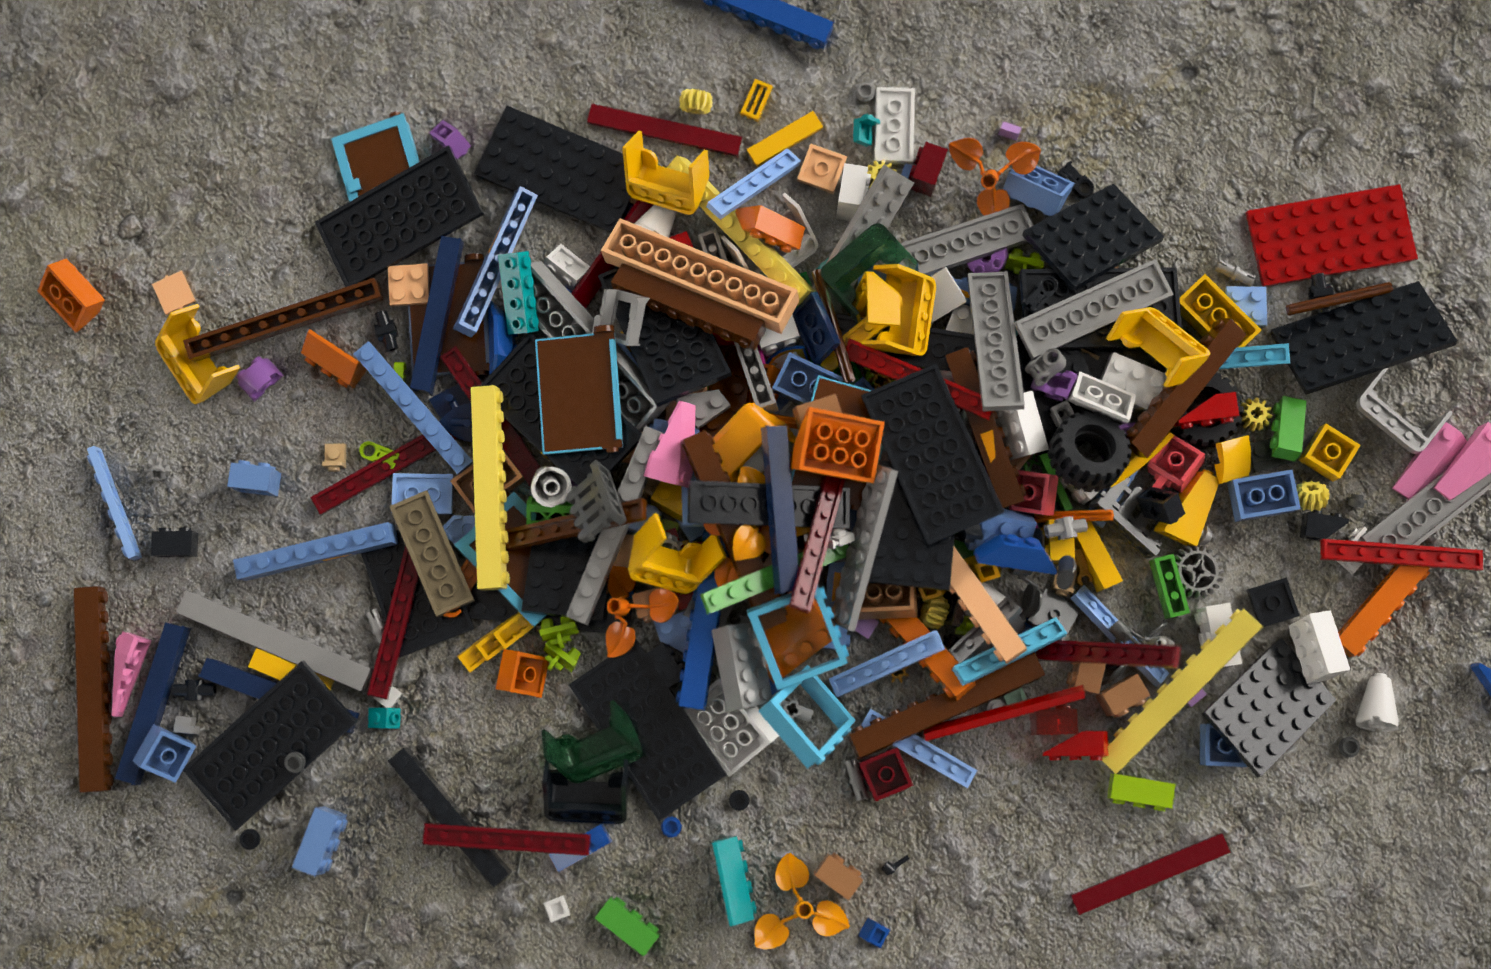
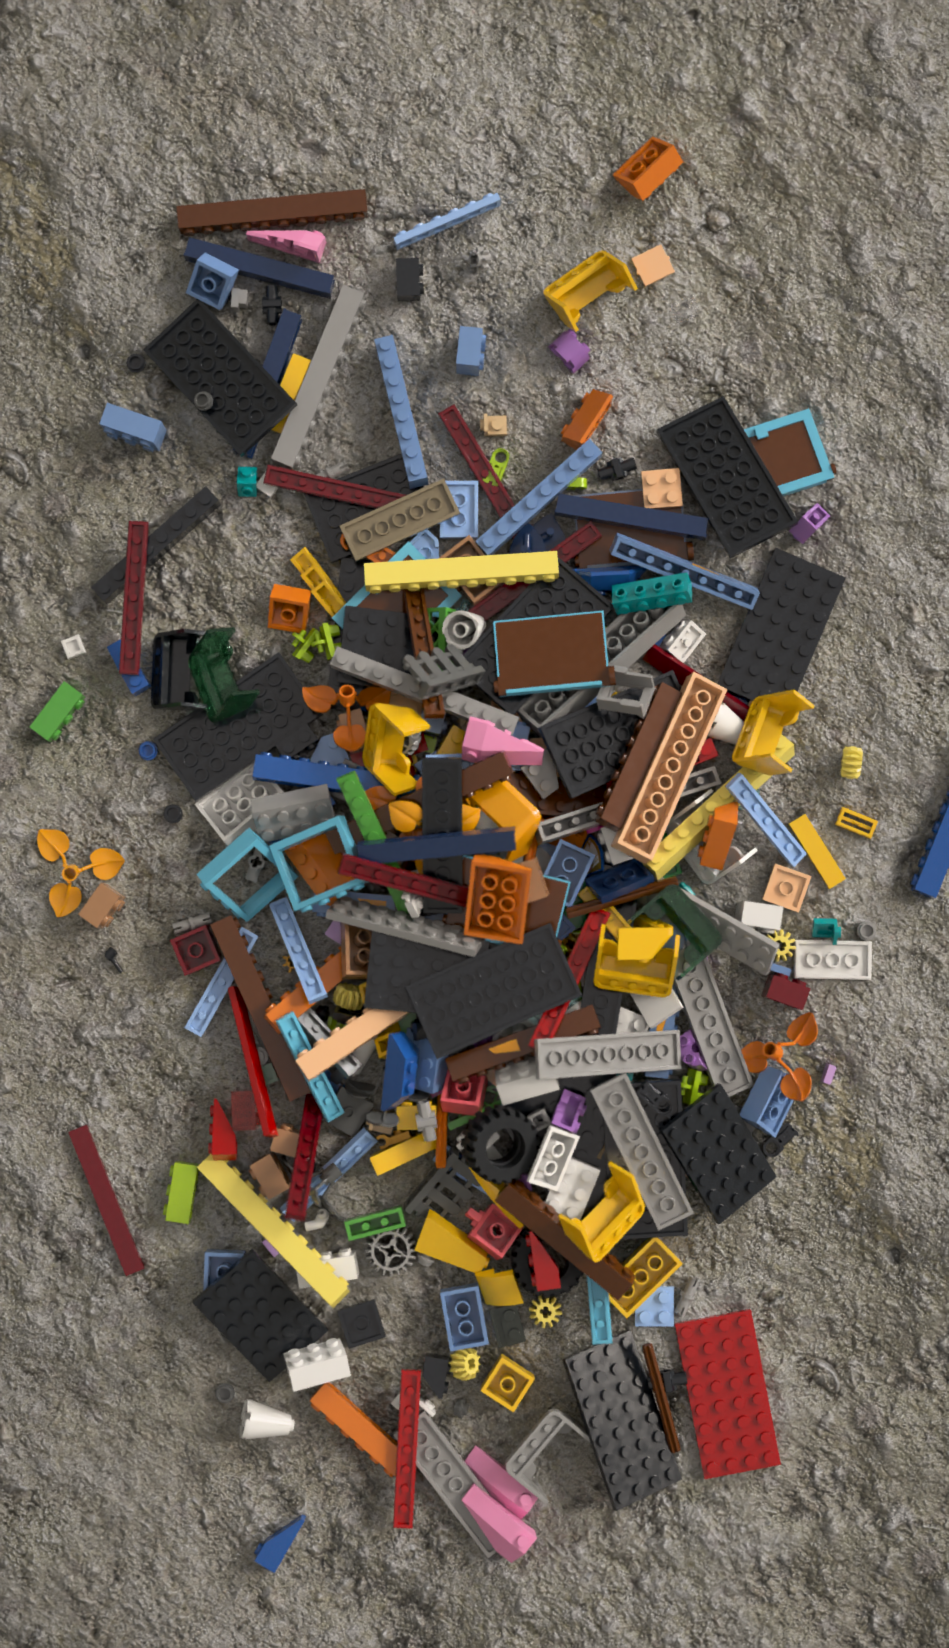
camera: 85 degrees right, 5 degrees up
(283, 320) = (625, 371): reddish brown brick -> none
(664, 130) = (823, 733): dark red tile -> none
(733, 880) = (98, 808): teal slope -> none
(874, 932) = (52, 940): blue slope -> none
(1045, 367) = (580, 1100): light grey piece -> none
(1161, 505) = (451, 1214): black brick -> none
(1288, 428) = (530, 1342): bright green brick -> none

